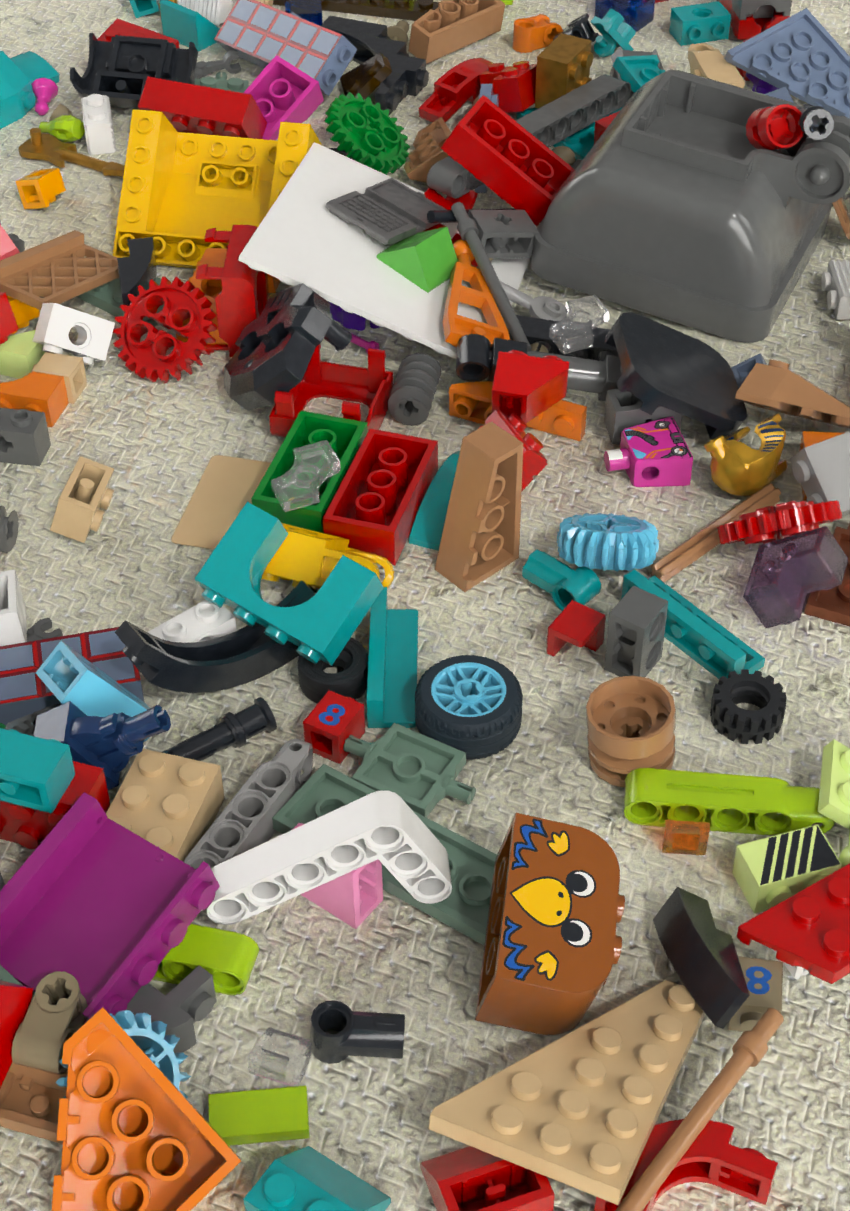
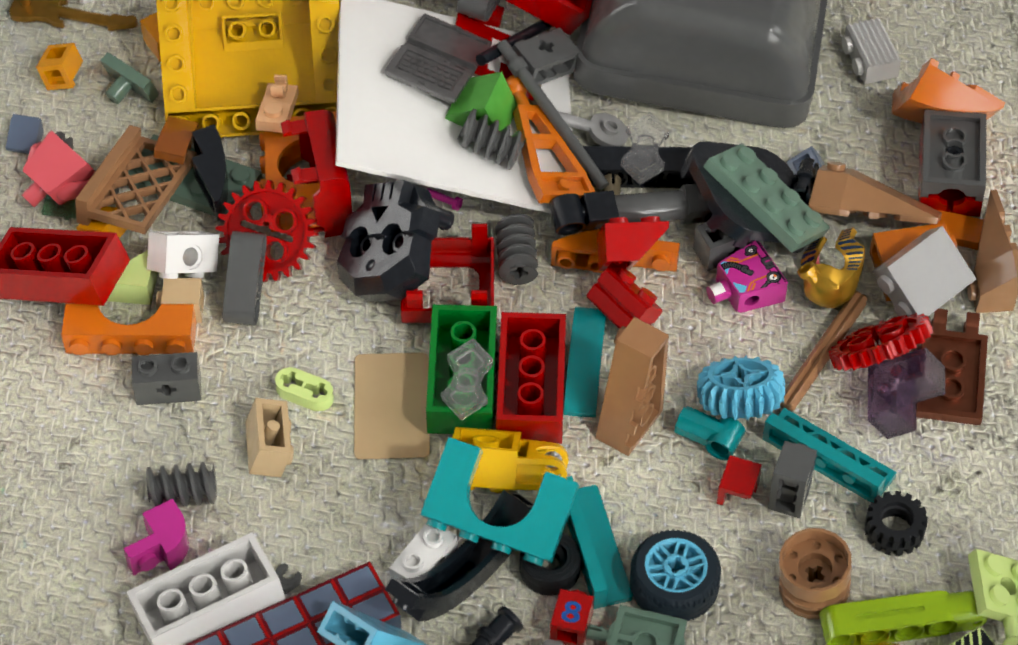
camera: 15 degrees left, 10 degrees up
(96, 206) = (126, 80): none -> sand green tile
(108, 247) = (175, 140): none -> dark orange slope
(124, 364) = (244, 278): none -> dark grey beam
(145, 472) = (304, 389): none -> yellowish green beam
(225, 223) = (276, 104): none -> light nougat plate
(413, 279) = (491, 139): none -> dark grey piece
(691, 373) = (767, 197): none -> sand green plate
(736, 376) = (805, 179): none -> black pin

